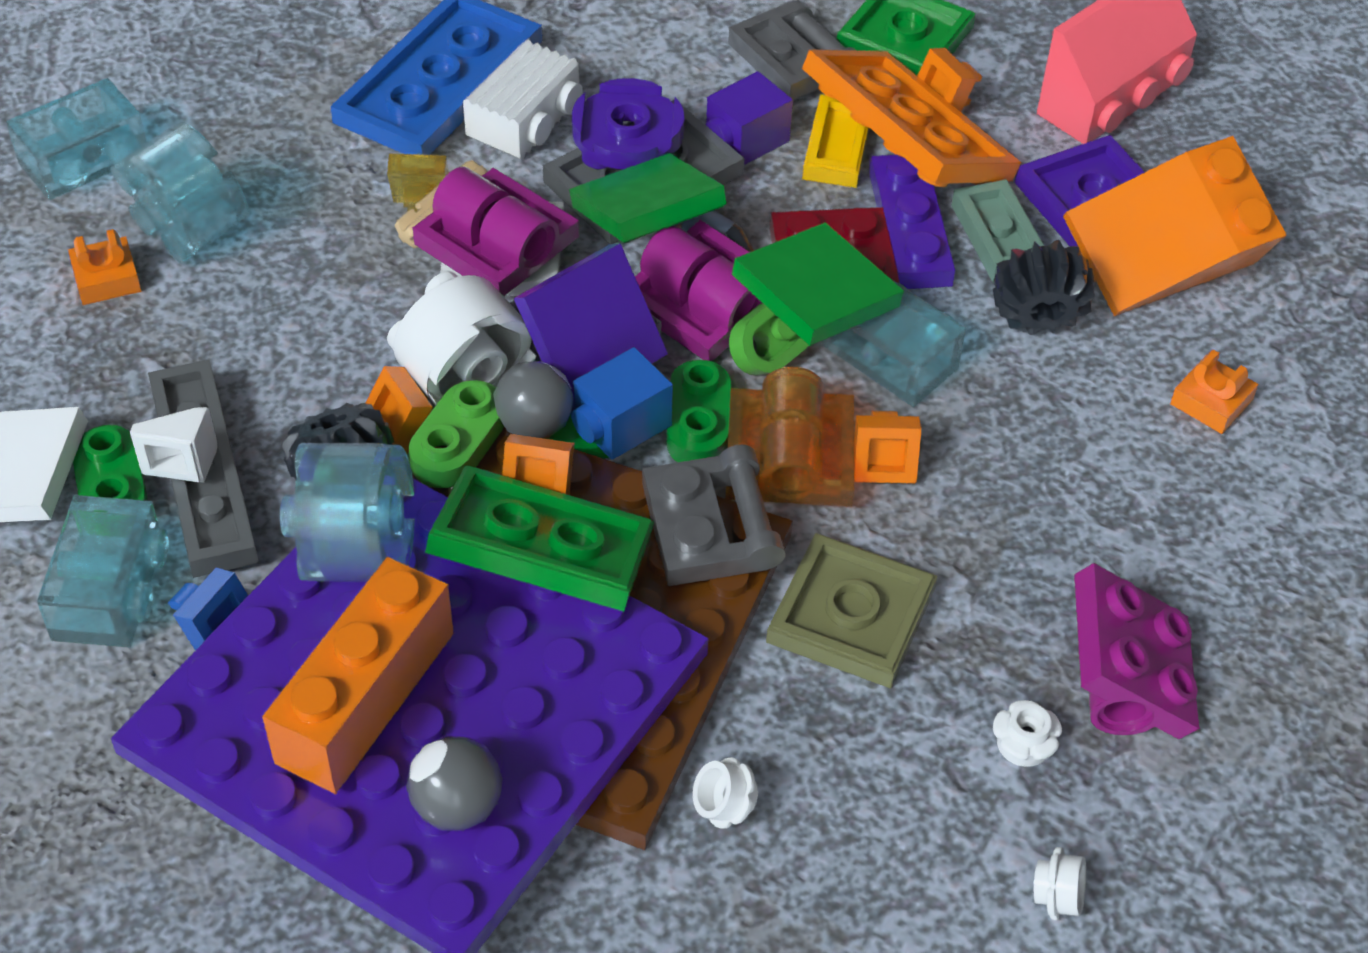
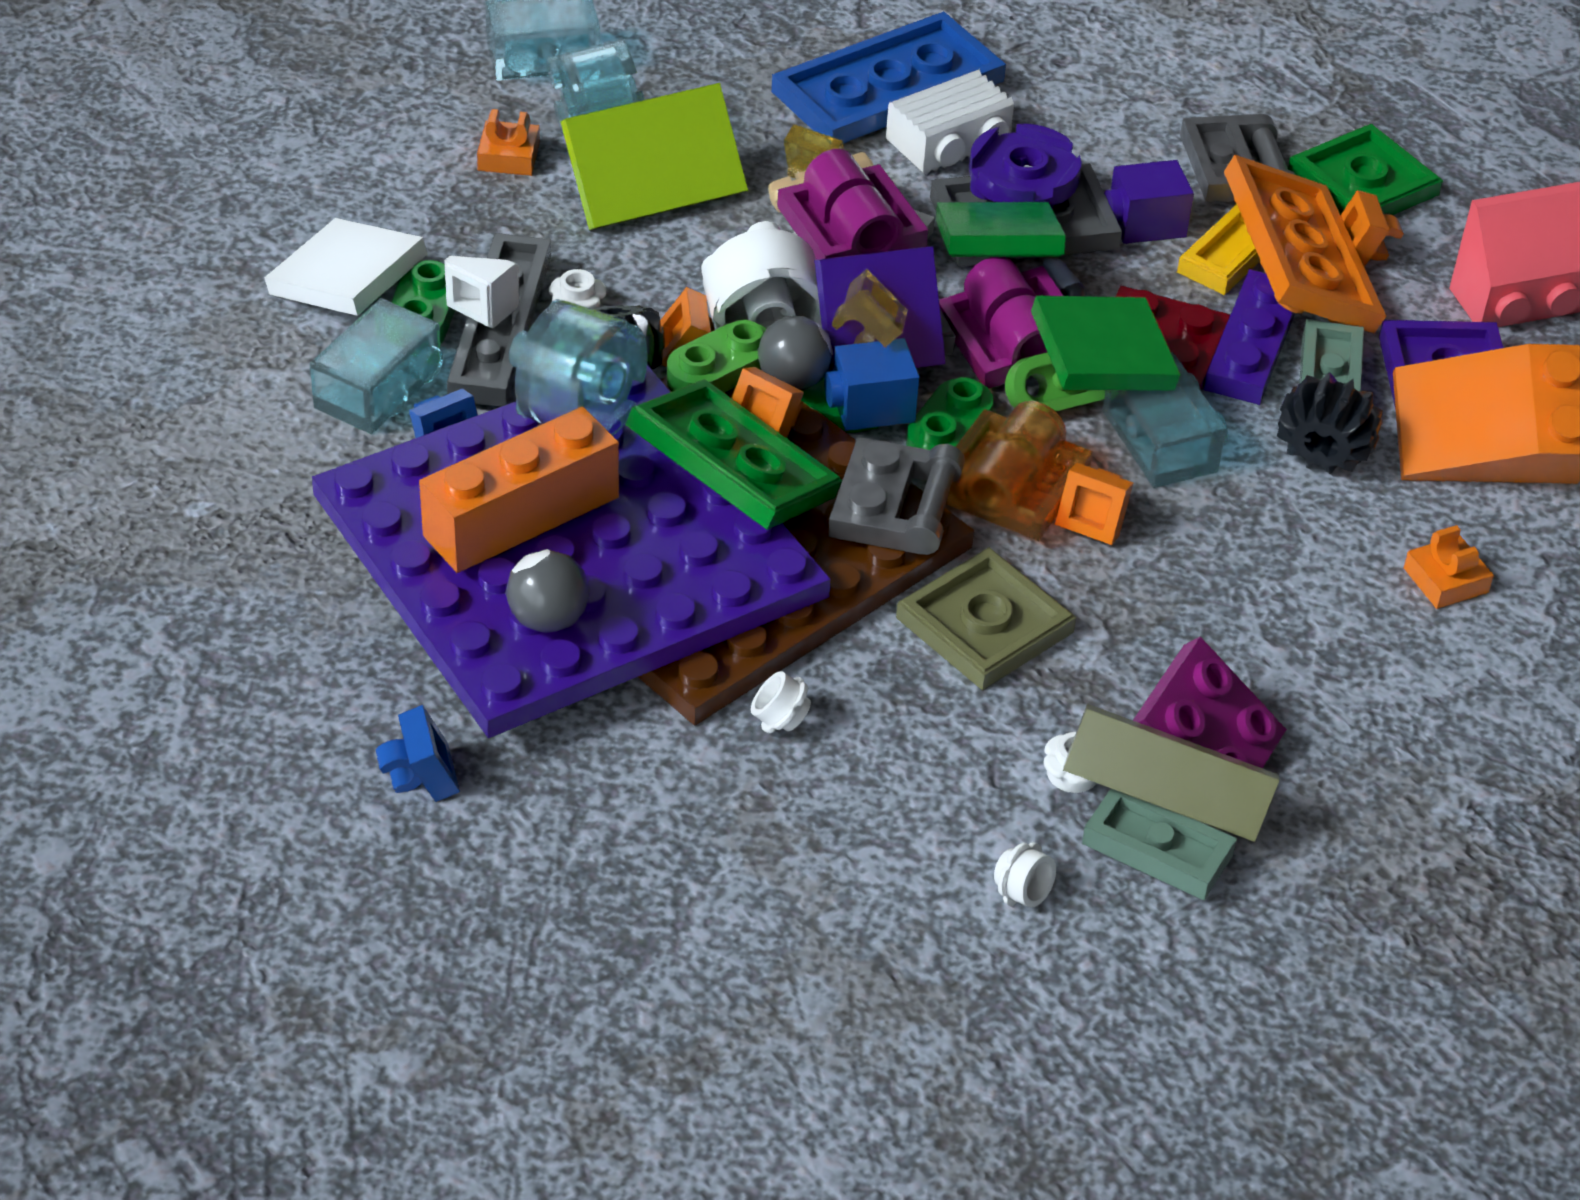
camera: 25 degrees right, 5 degrees down
(264, 409) = (579, 288): none -> white plate
(266, 233) = (654, 156): none -> lime tile
(595, 328) = (874, 308): none -> clear yellow tile
(1142, 717) = (1171, 772): none -> olive tile
(1157, 789) = (1159, 842): none -> sand green plate

